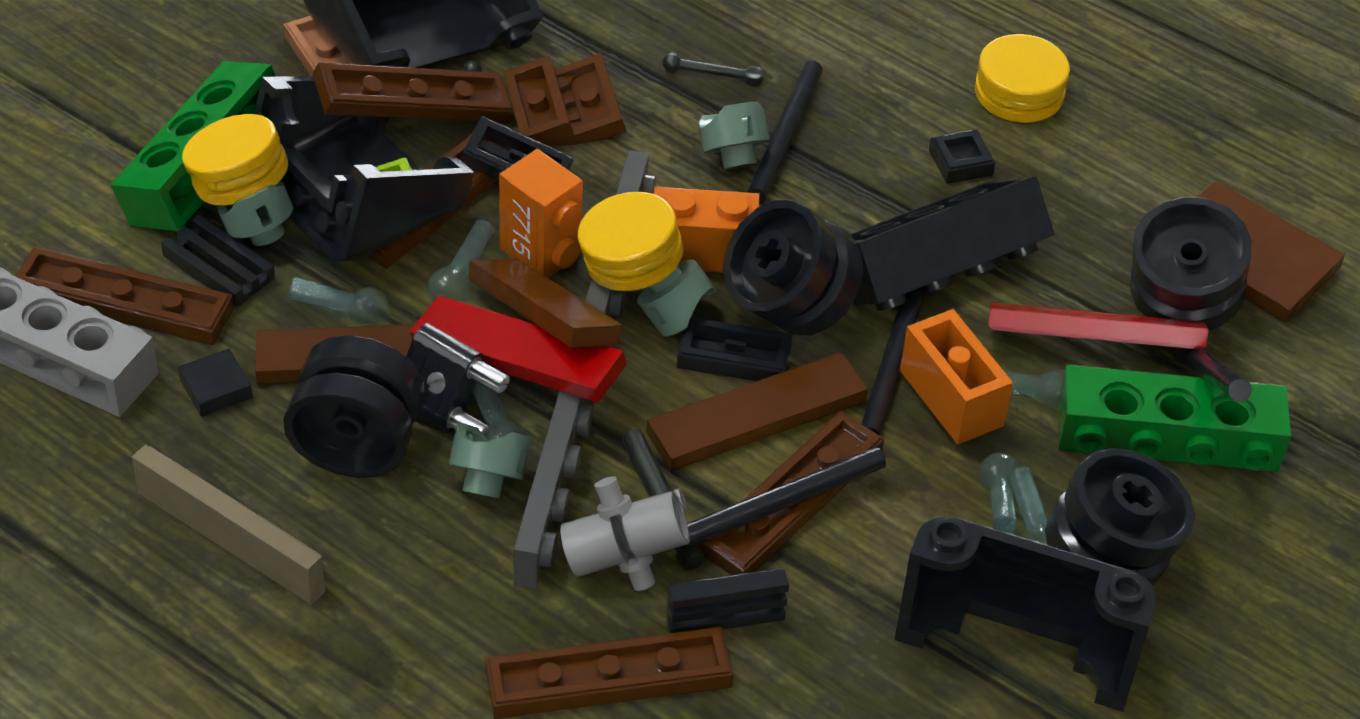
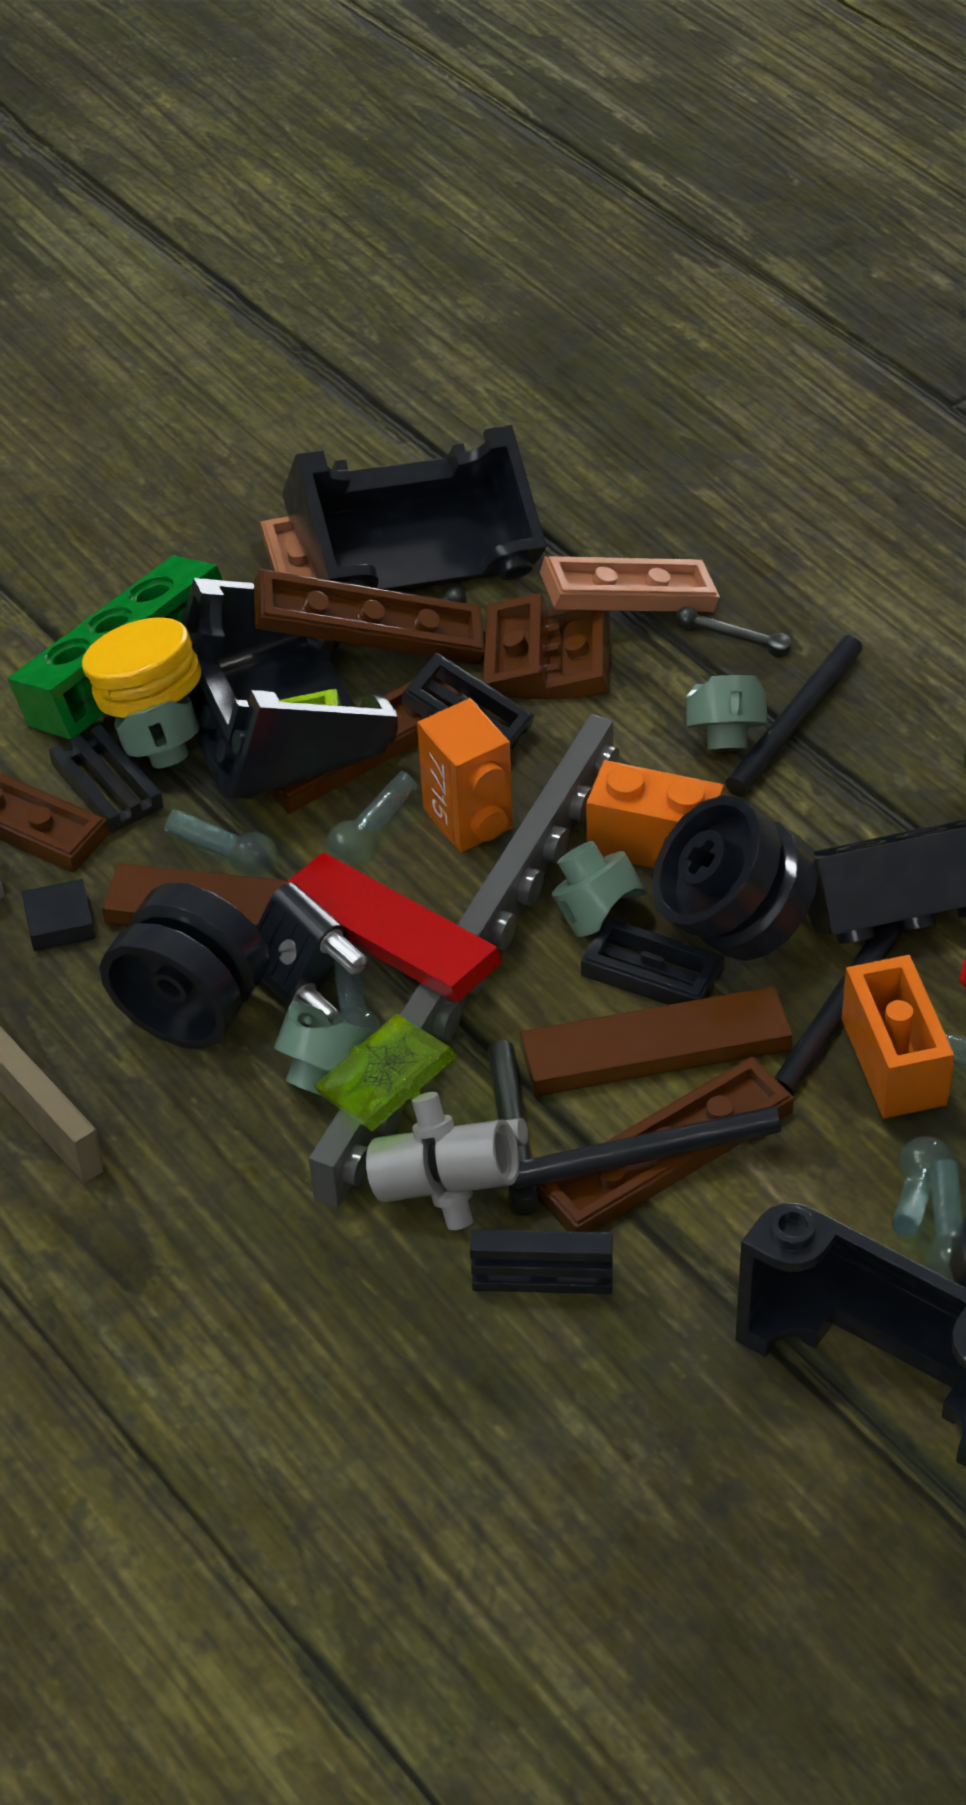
camera: 20 degrees right, 0 degrees up
(545, 303) = (436, 878): reddish brown tile -> none
(560, 467) = (385, 1071): none -> clear neon green piece
(608, 672) = (385, 1319): reddish brown tile -> none
(619, 40) = (628, 584): none -> nougat tile
(630, 241) = (548, 820): yellow head -> none

